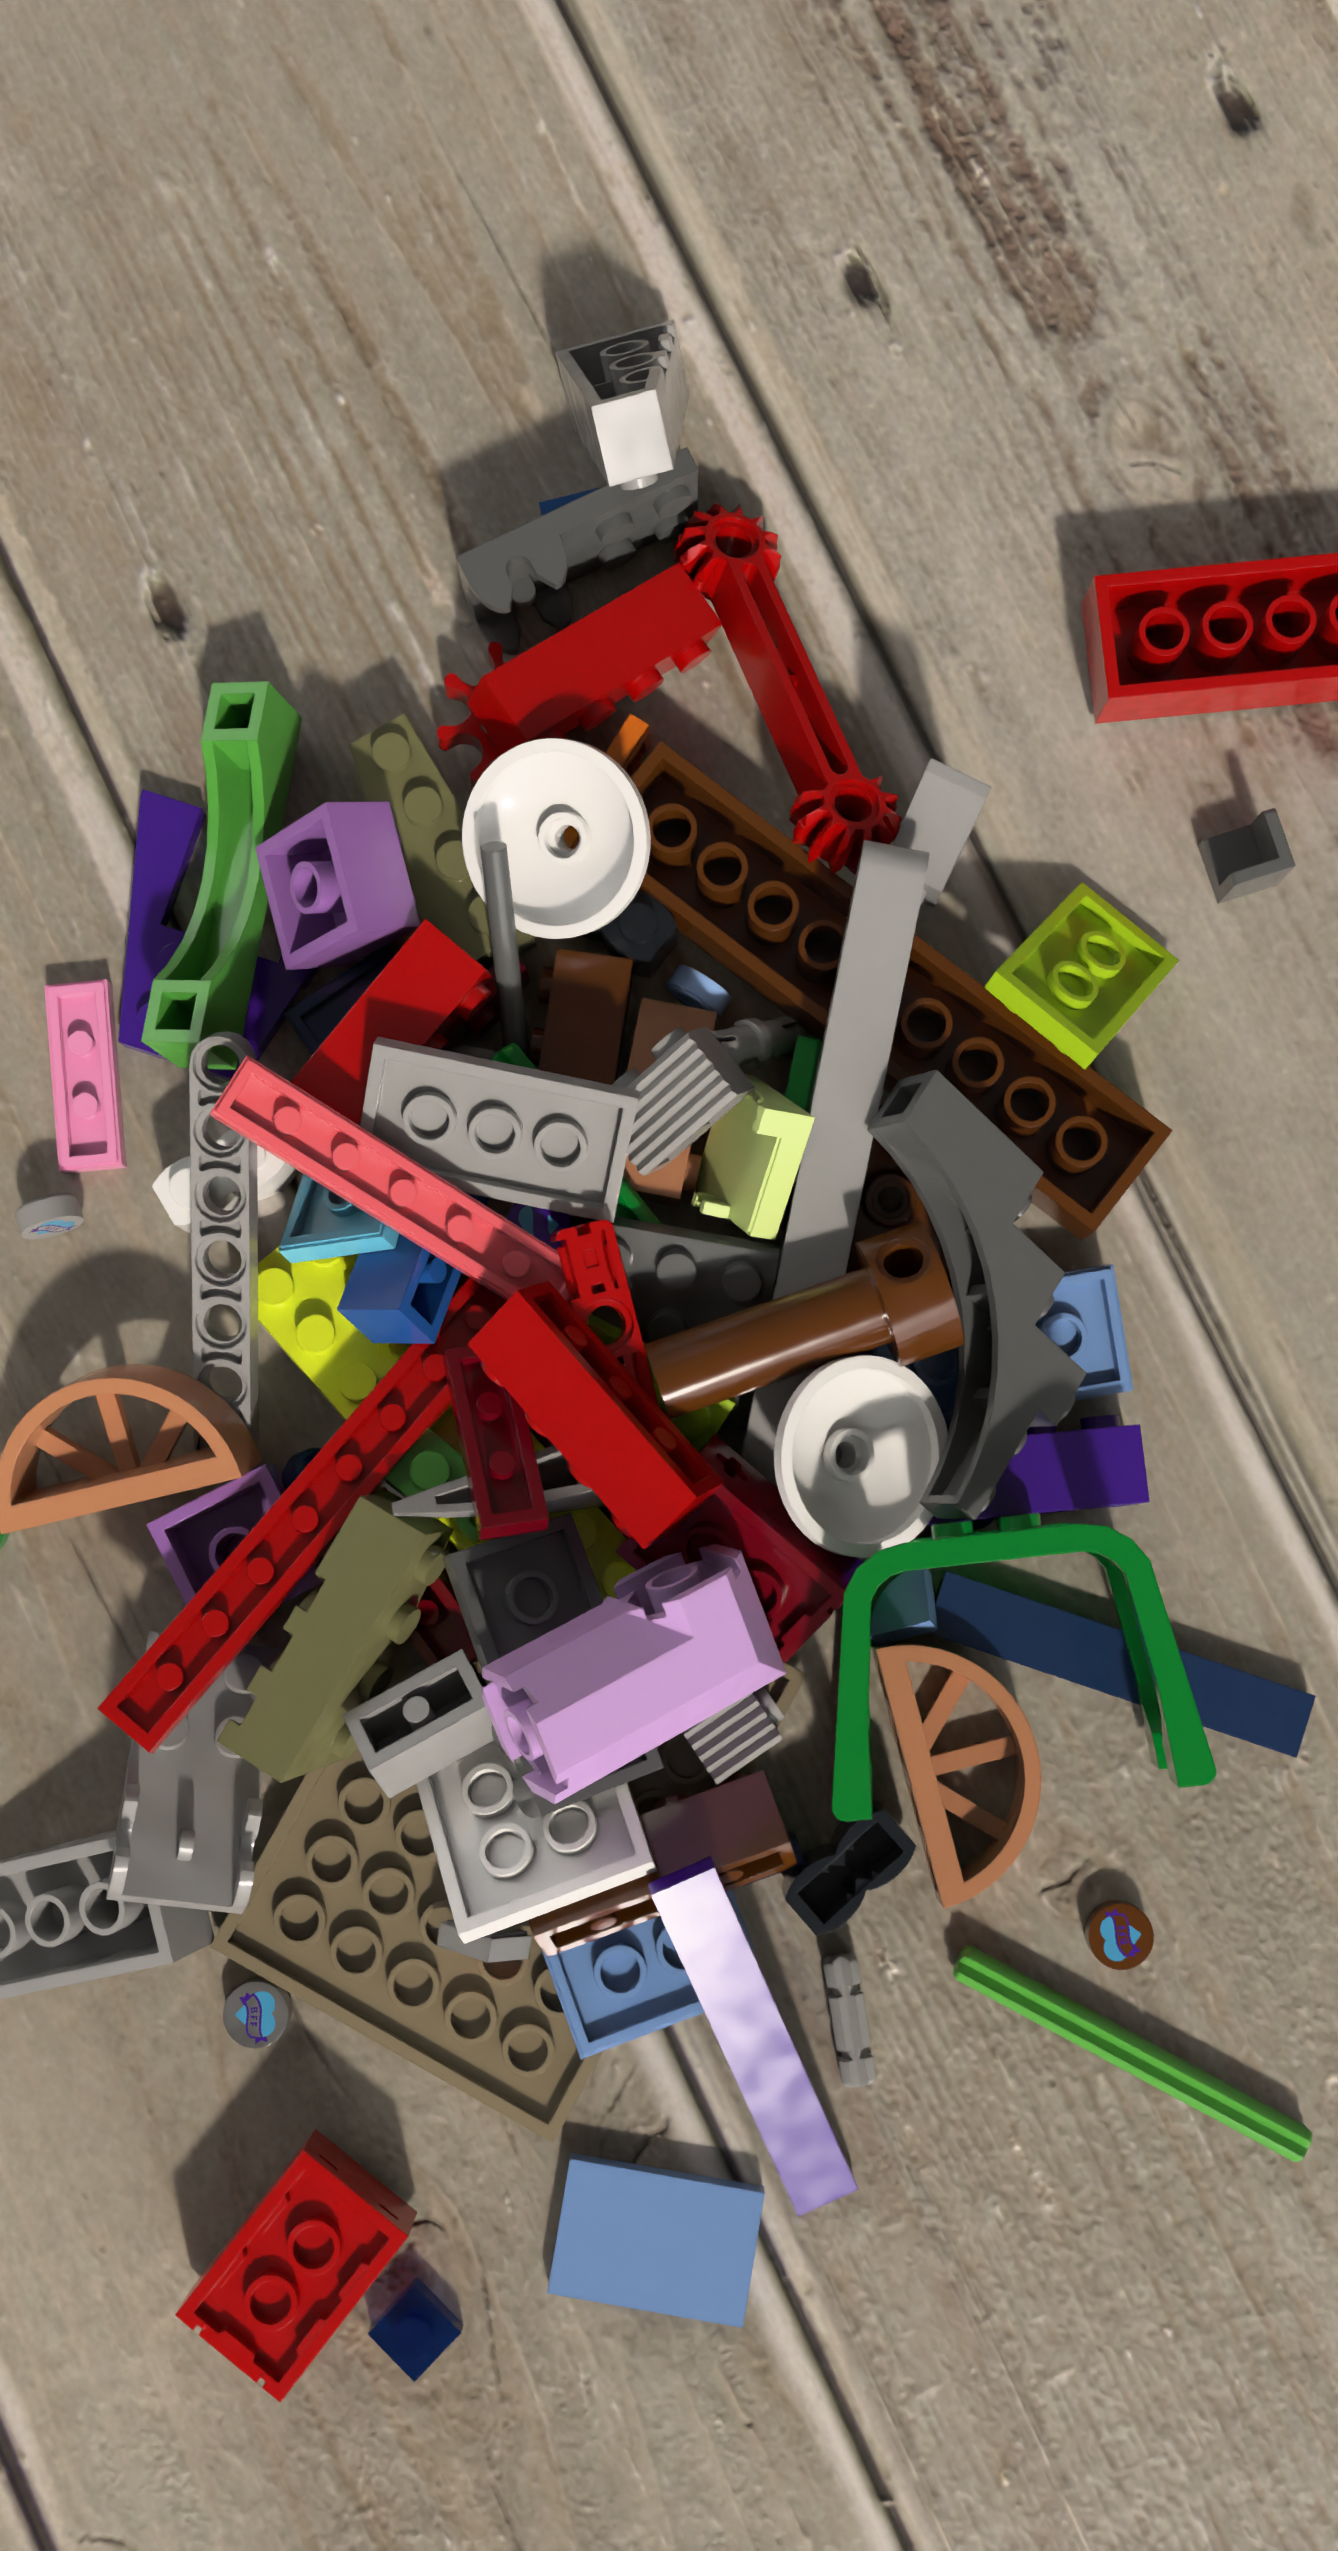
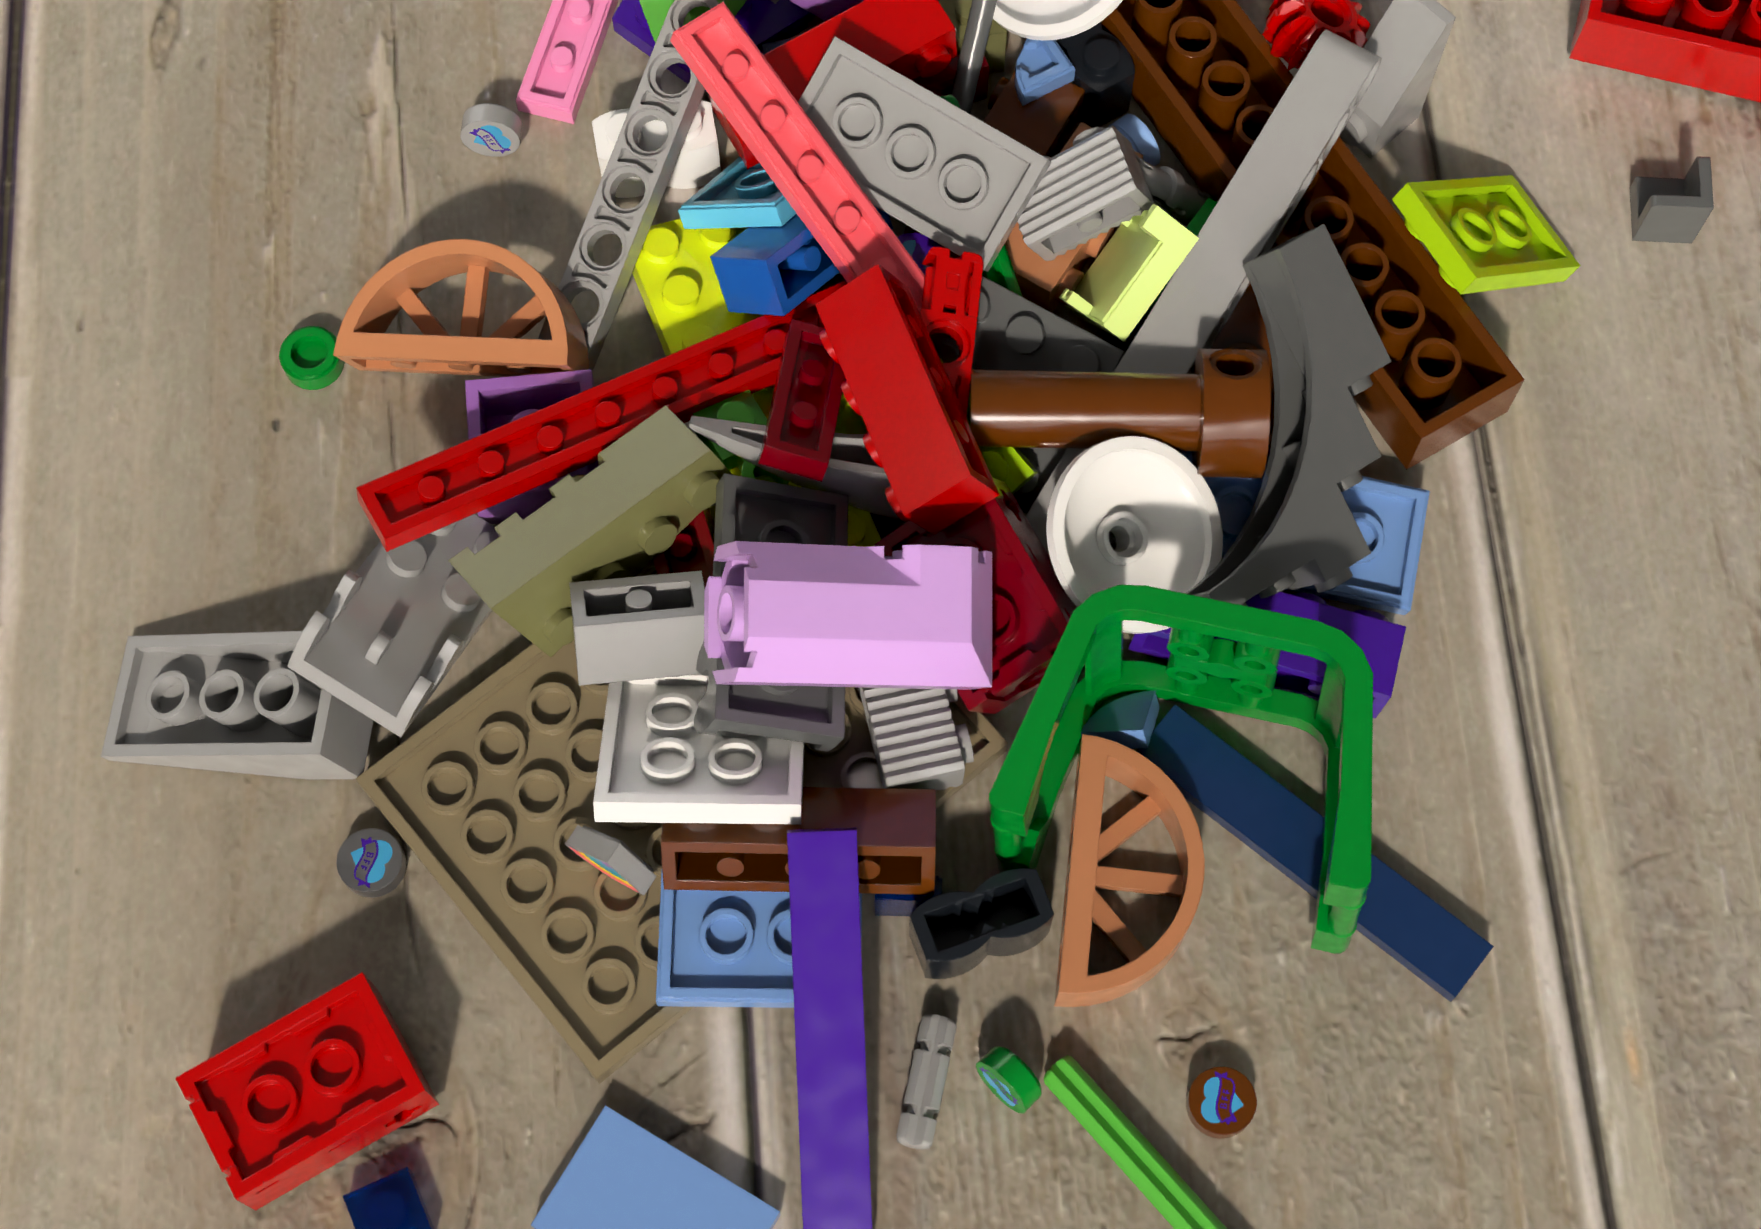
camera: 20 degrees right, 15 degrees down
(581, 961) = (1041, 70): none -> medium blue tile
(924, 1992) = (1009, 1079): none -> green tile

